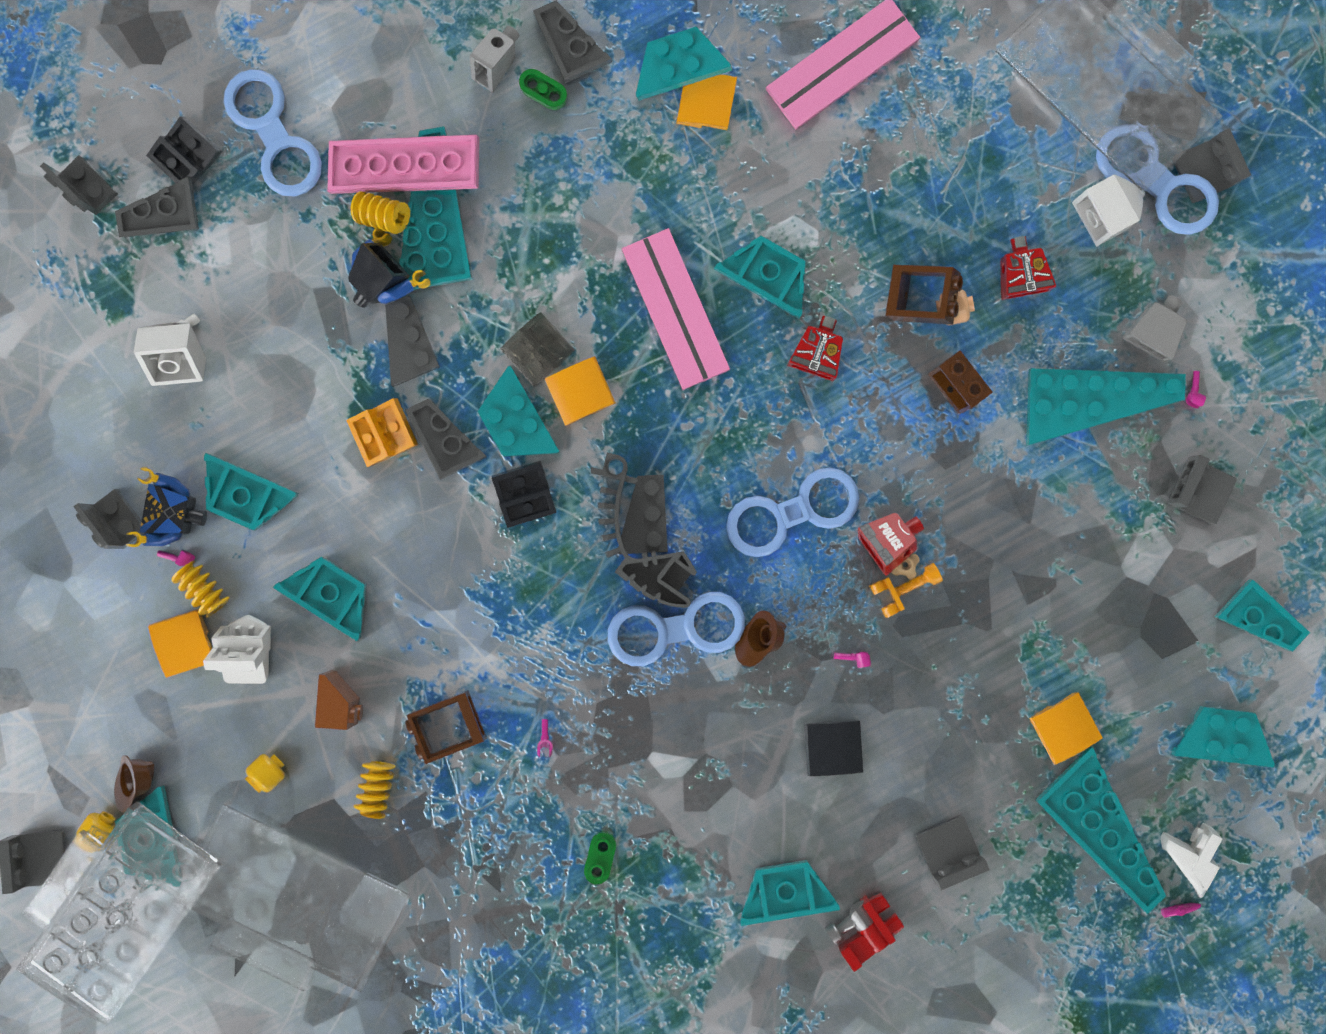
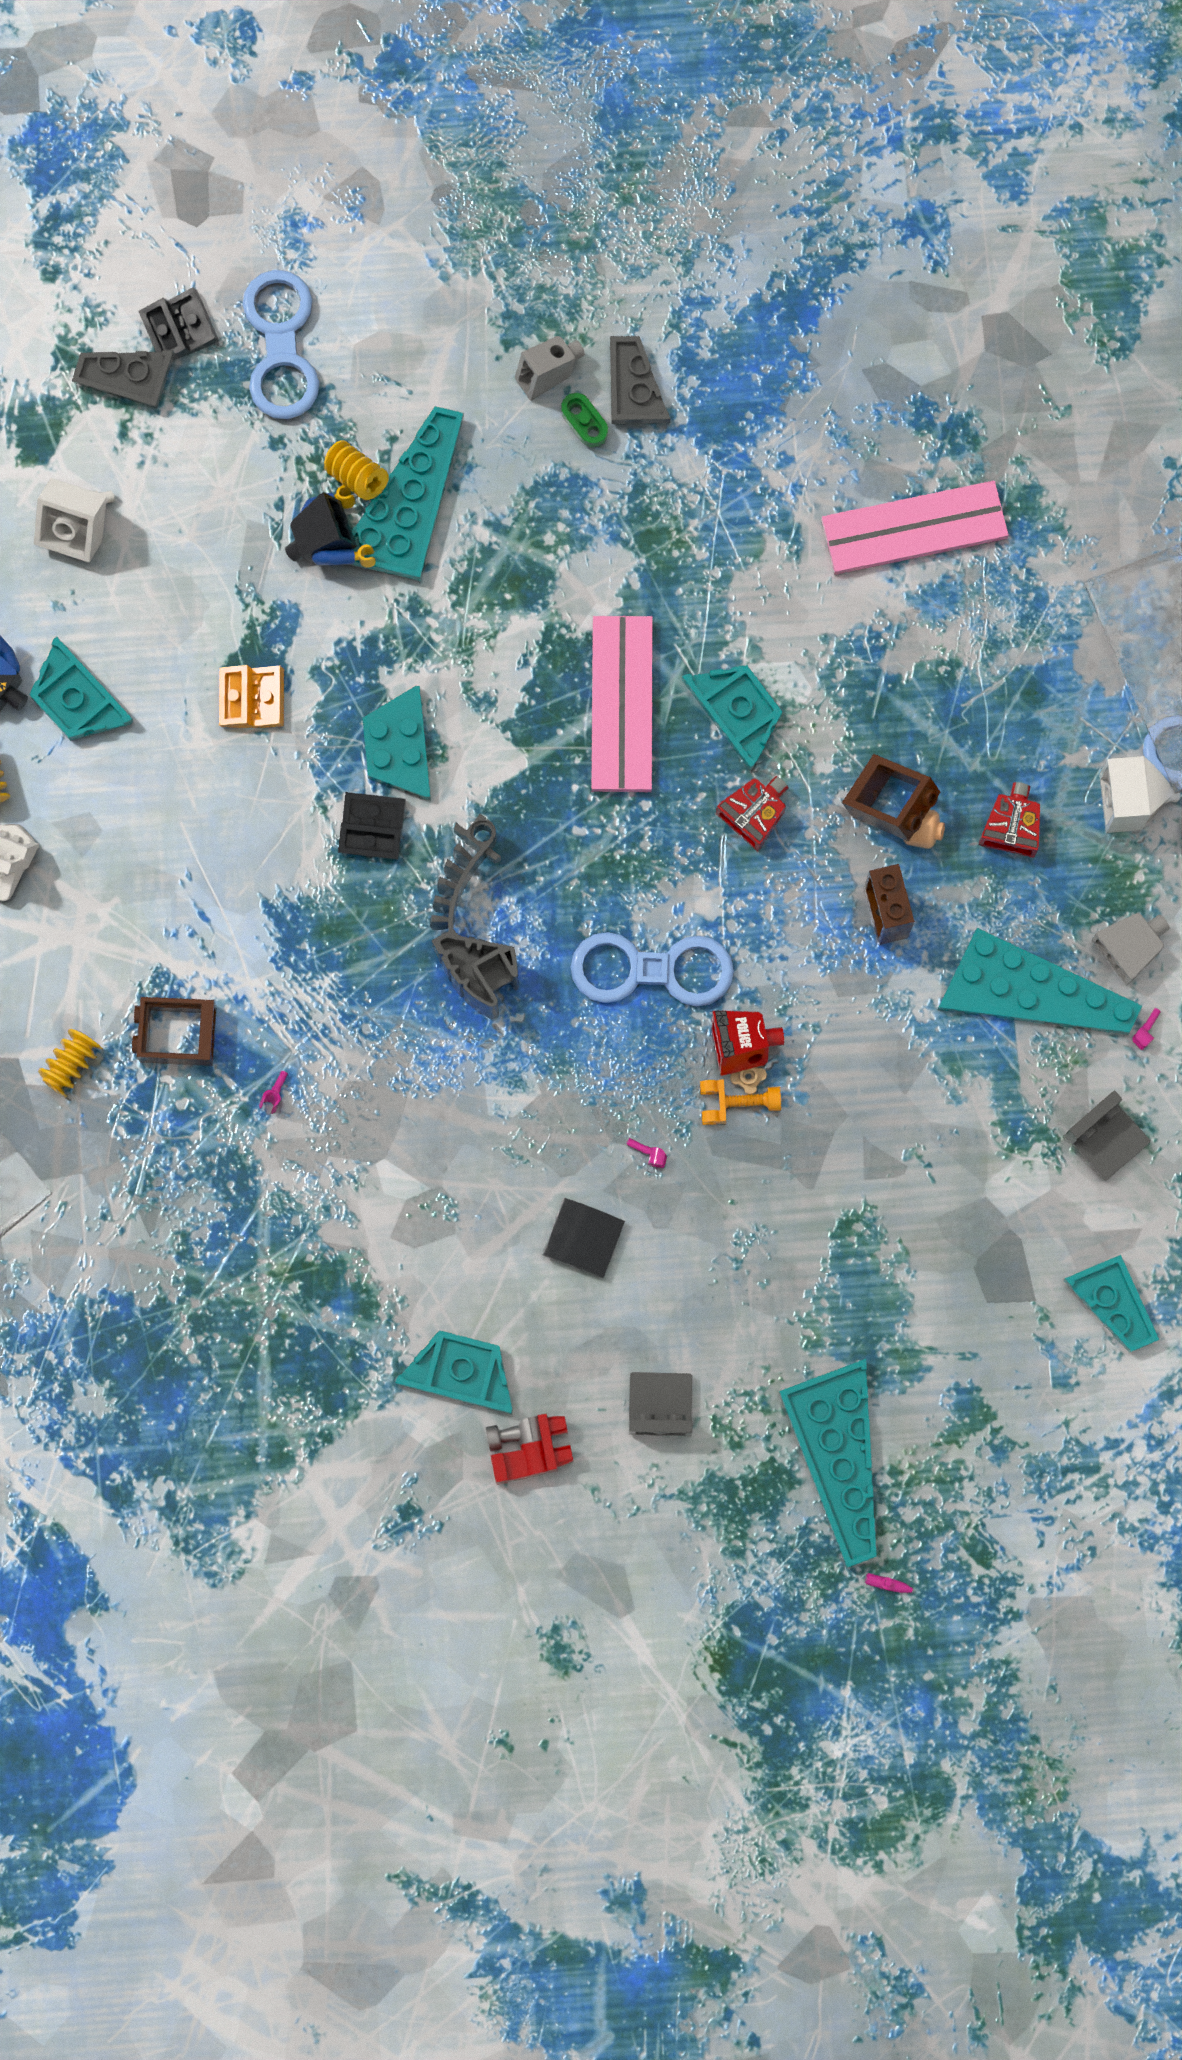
camera: 20 degrees right, 10 degrees down
(81, 185) = (58, 313): dark grey bracket -> none
(328, 594) = (116, 839): teal wing -> none
(336, 703) = (71, 953): dark orange slope -> none
(403, 164) = (402, 433): bright pink tile -> none
(407, 343) = (321, 620): dark grey wing -> none
(442, 440) = (311, 733): dark grey wing -> none
(537, 349) = (455, 681): clear smoke slope -> none
(580, 390) = (481, 743): light orange slope -> none
(600, 858) = (276, 1245): green plate -> none
(646, 517) = (493, 903): dark grey wing -> none
(676, 629) = (469, 1037): light blue bar -> none
(679, 61) = (739, 452): teal wing -> none
(707, 102) = (752, 503): light orange slope -> none
(759, 638) = (558, 1083): reddish brown piece -> none
(1066, 728) = (846, 1327): light orange slope -> none
(1195, 859) = (921, 1527): white piece -> none
(1225, 737) = (1019, 1417): teal wing -> none

